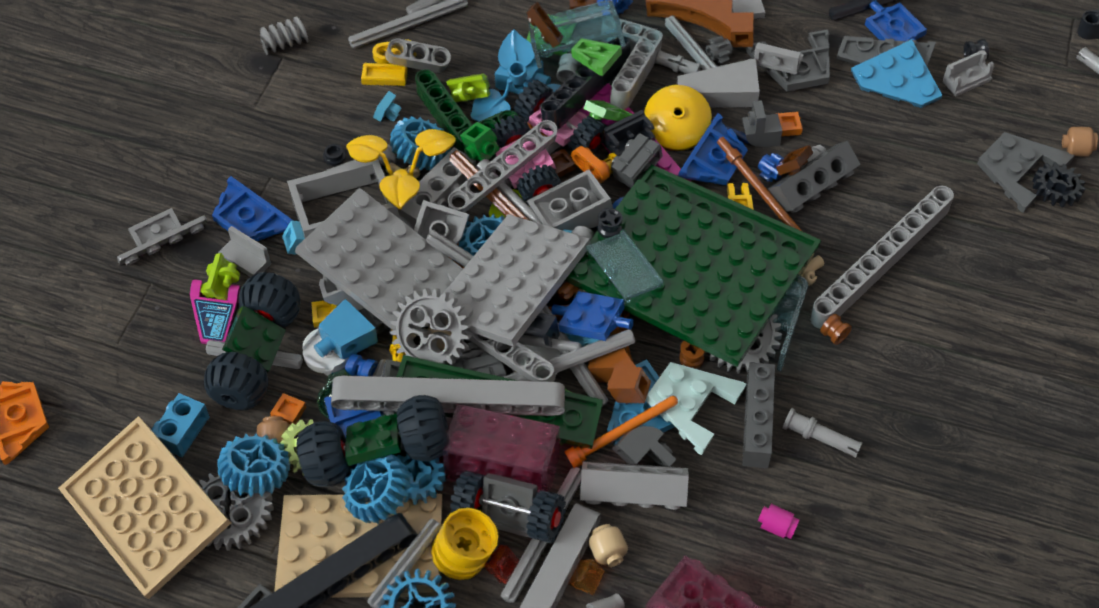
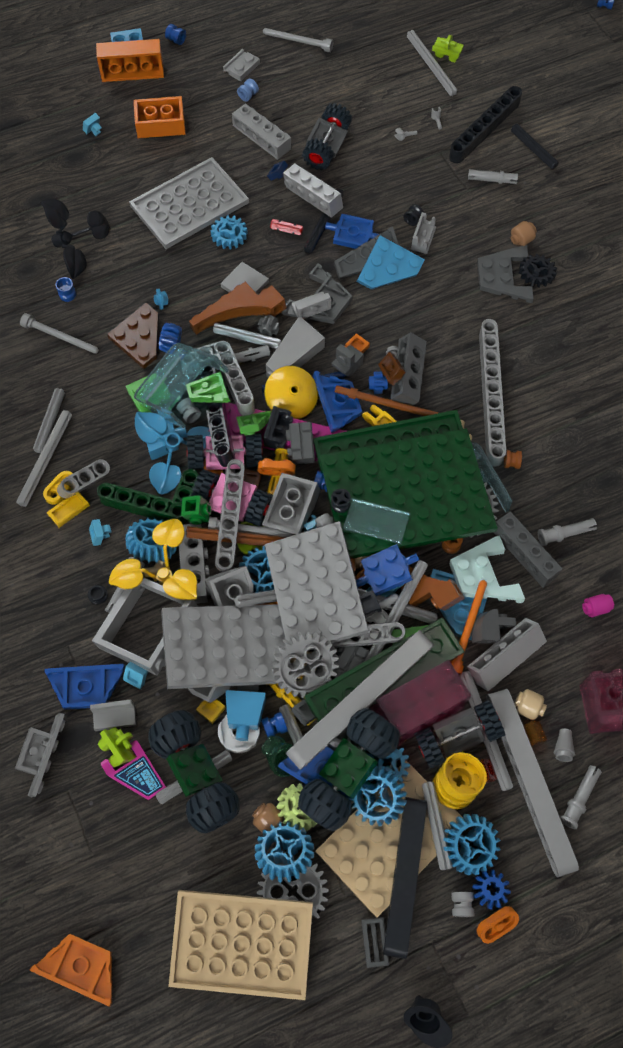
camera: 45 degrees left, 10 degrees up
(184, 427) = (205, 866): dark azure brick -> none
(289, 408) = (257, 793): orange plate -> none
(469, 87) = (141, 475): lime hips -> none
(548, 30) = (159, 395): reddish brown plate -> none

